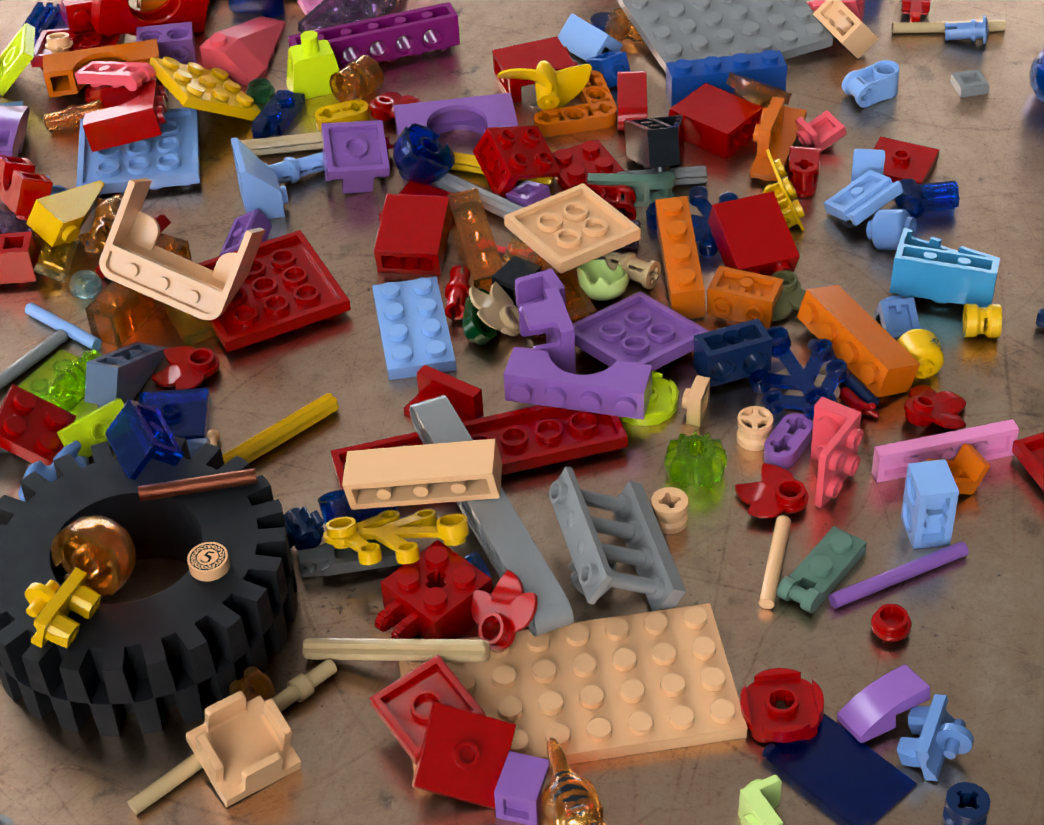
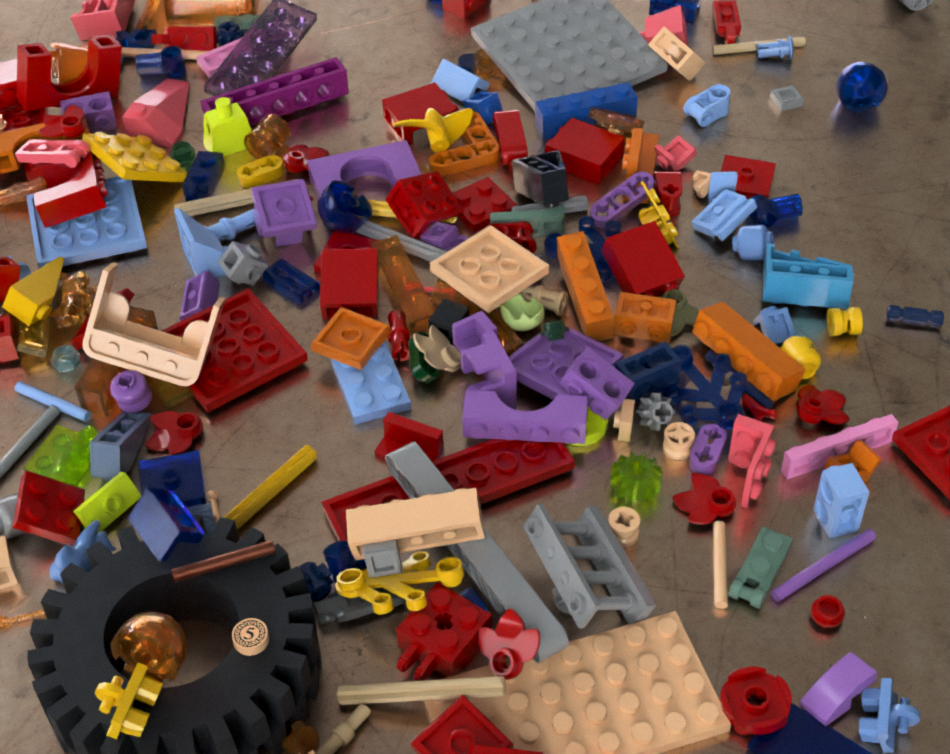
camera: 10 degrees left, 5 degrees up
(138, 48) = (68, 125): none -> red plate
(146, 320) = (131, 391): none -> medium lavender piece
(299, 204) = (243, 263): none -> light grey brick
(346, 230) = (287, 283): none -> clear blue tile
(379, 507) = (382, 558): none -> light grey tile
(400, 287) = (350, 338): none -> orange plate
(633, 298) = (554, 330): none -> clear green plate
(669, 351) = (598, 380): none -> medium lavender brick
(723, 393) = (663, 411): none -> light grey gear
(752, 161) = (626, 188): none -> medium lavender beam
(844, 165) = (701, 183): none -> light nougat tile

